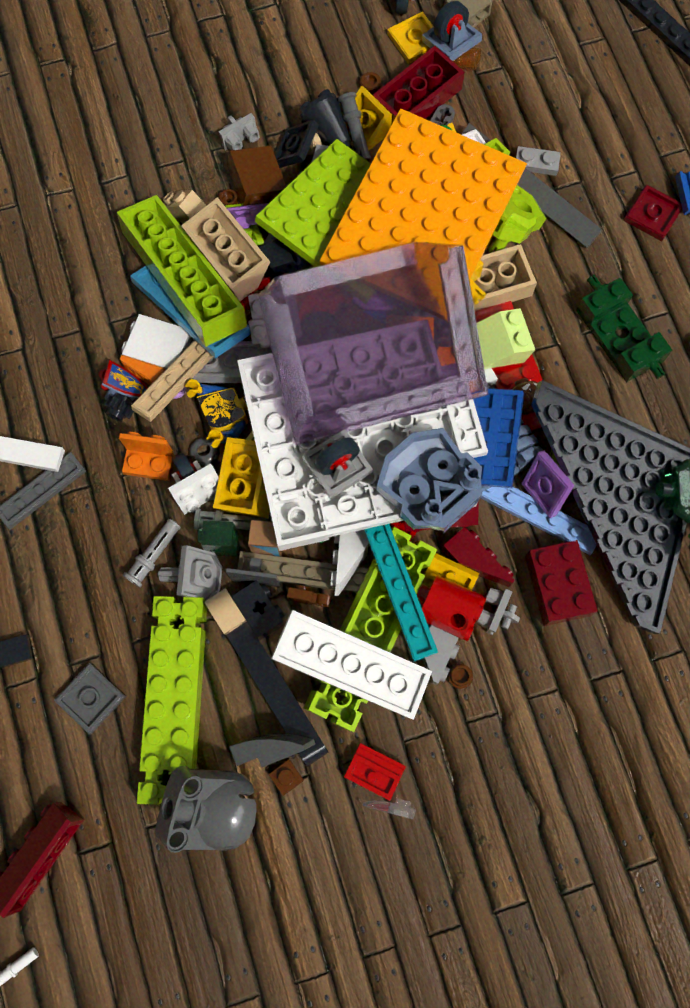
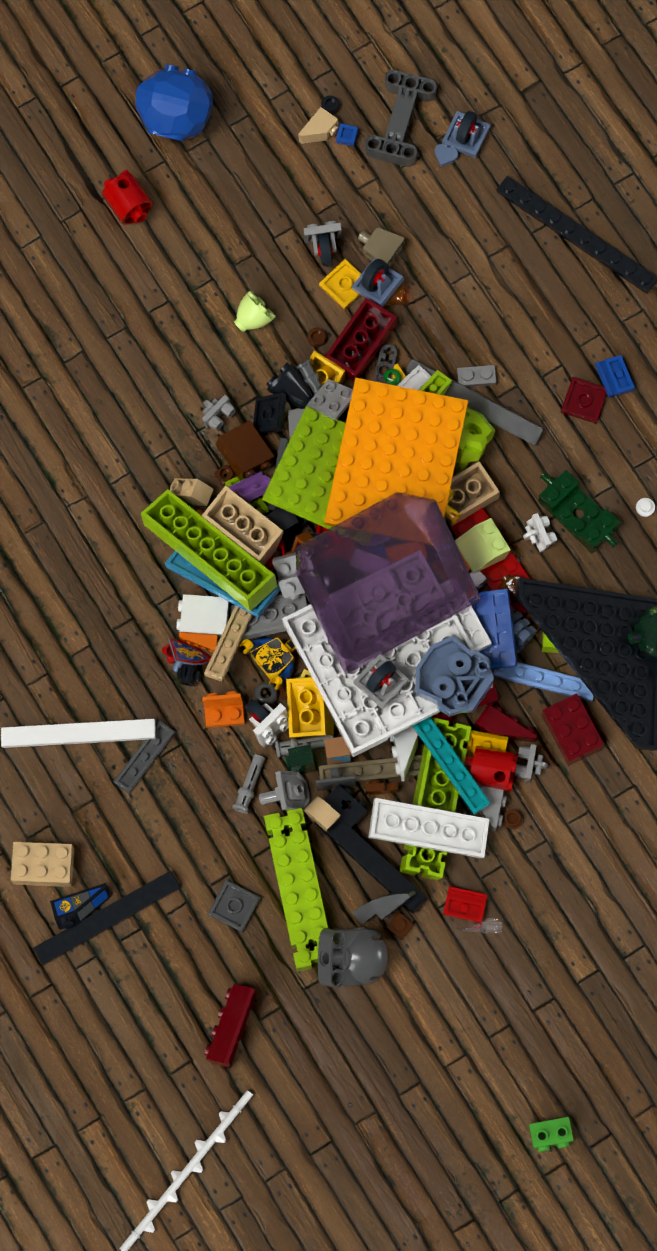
camera: 10 degrees left, 0 degrees up
(306, 39) = (252, 313): none -> yellowish green piece
(366, 140) = (332, 399): none -> light grey plate
(547, 484) = (544, 655): medium lavender plate -> none
(569, 343) = (537, 533): none -> white hips

